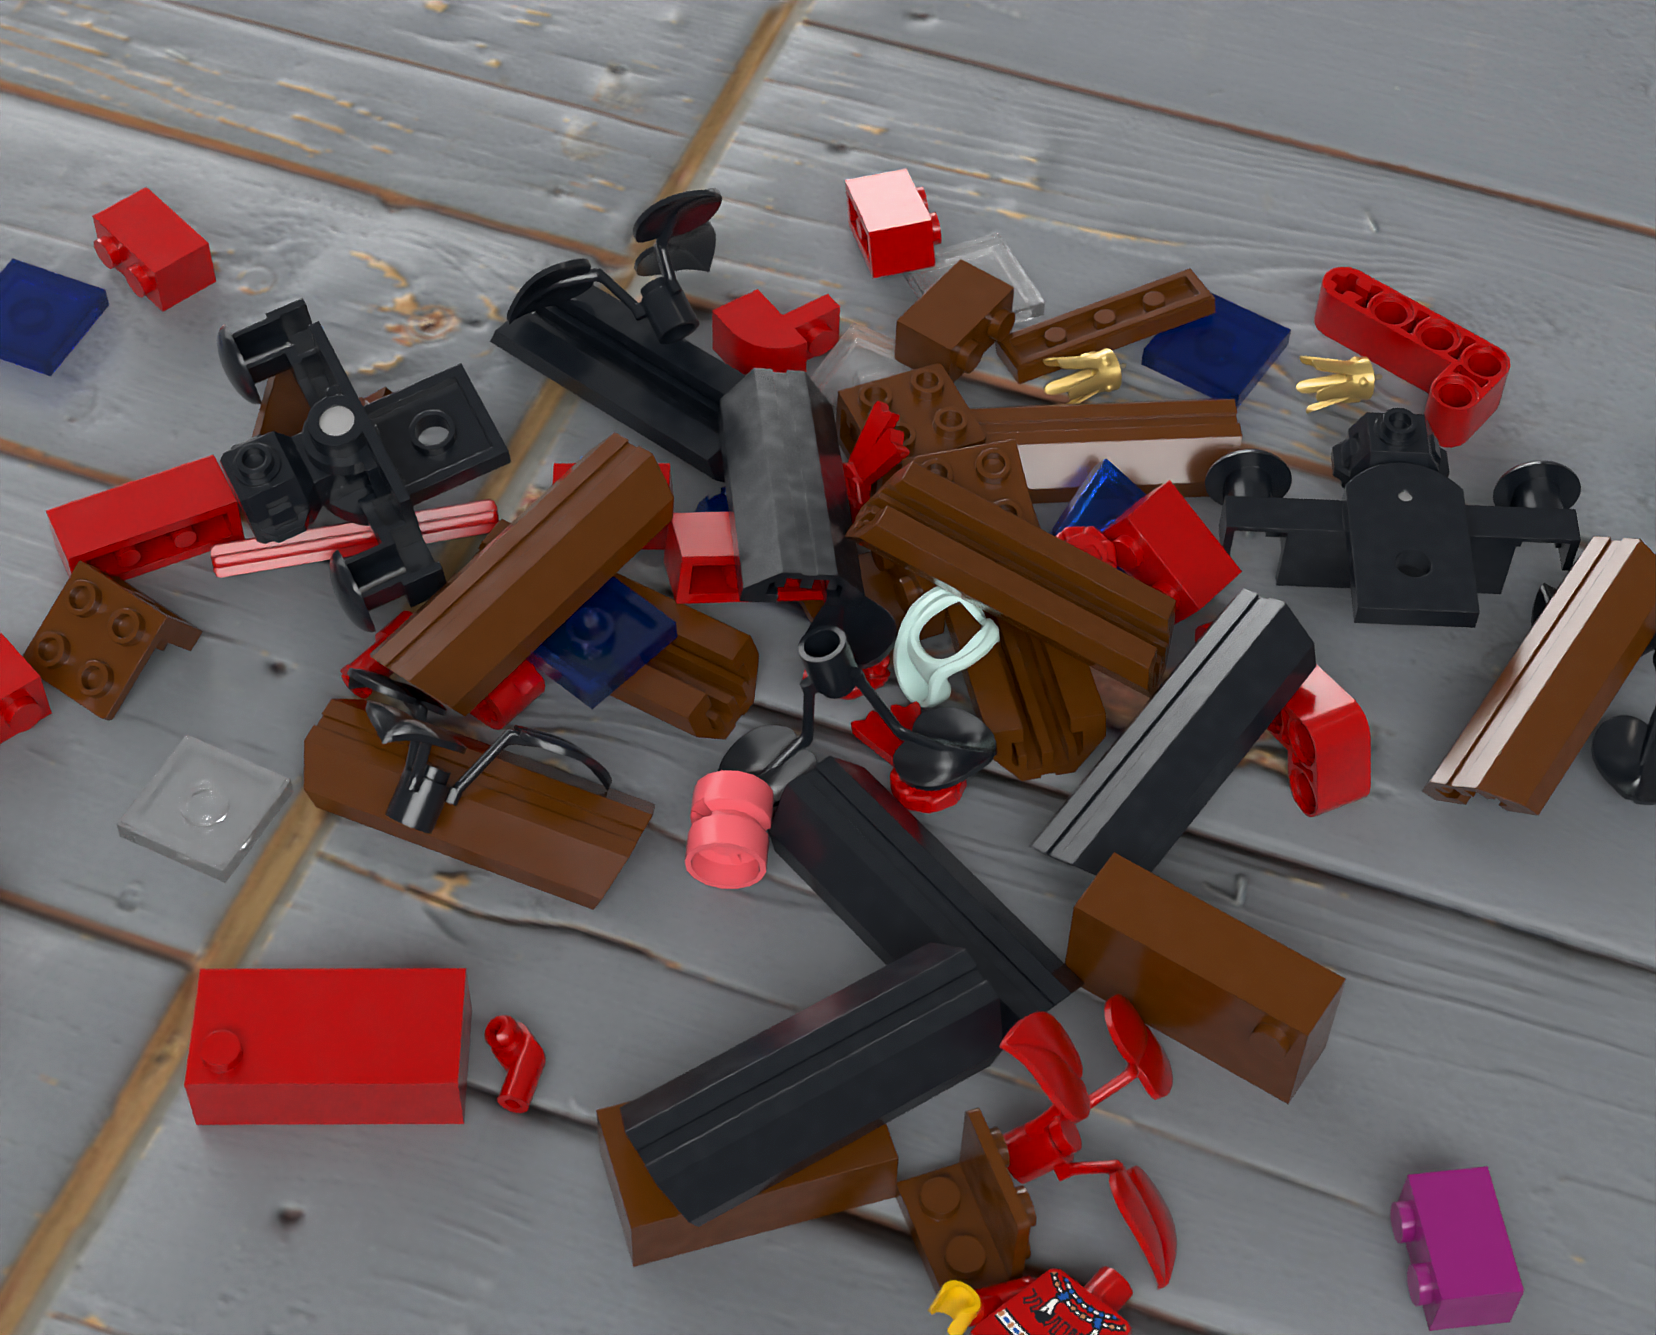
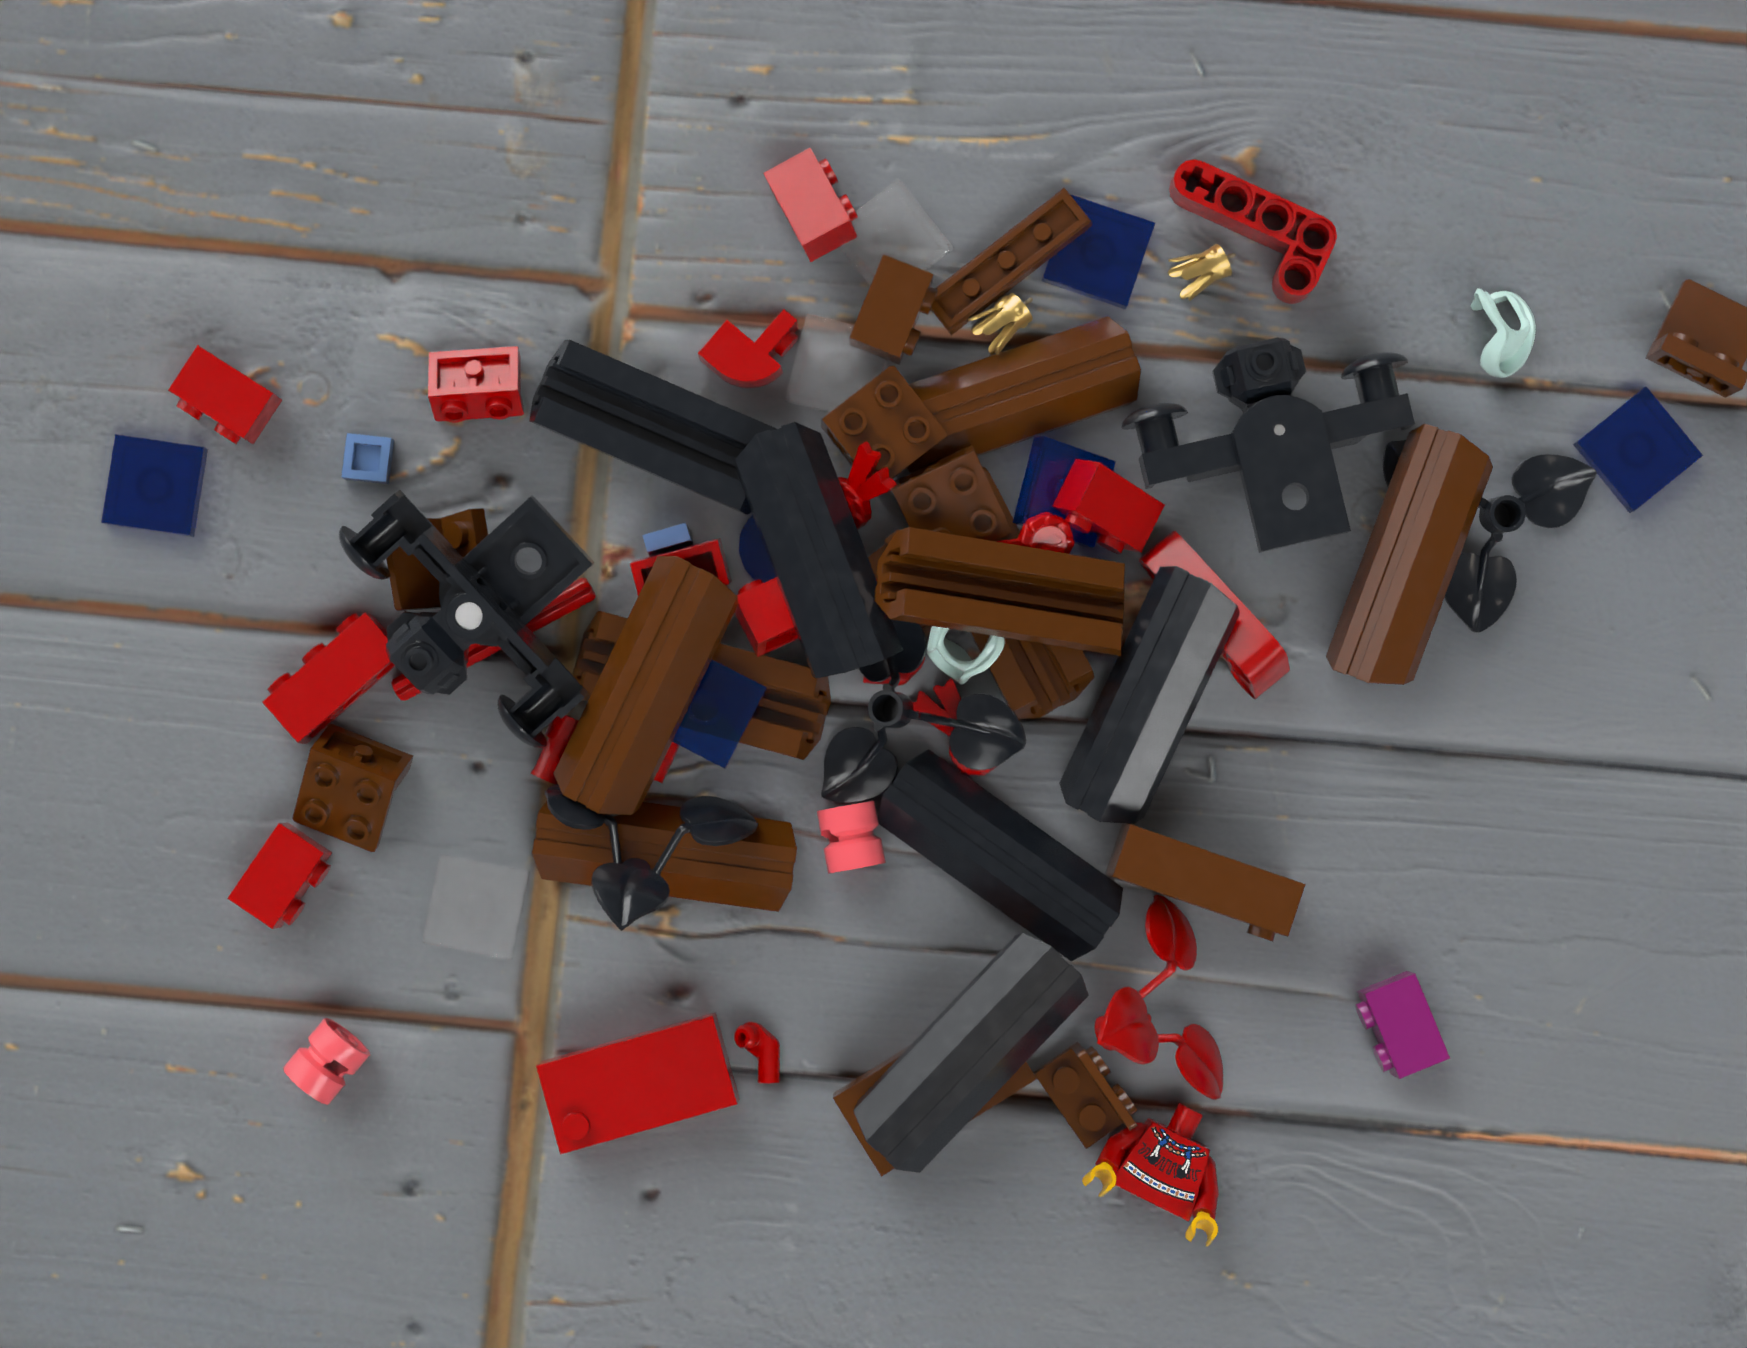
camera: 15 degrees left, 35 degrees up
(440, 305) = (475, 384): none -> red bracket
(682, 243) = (661, 373): black plant -> none

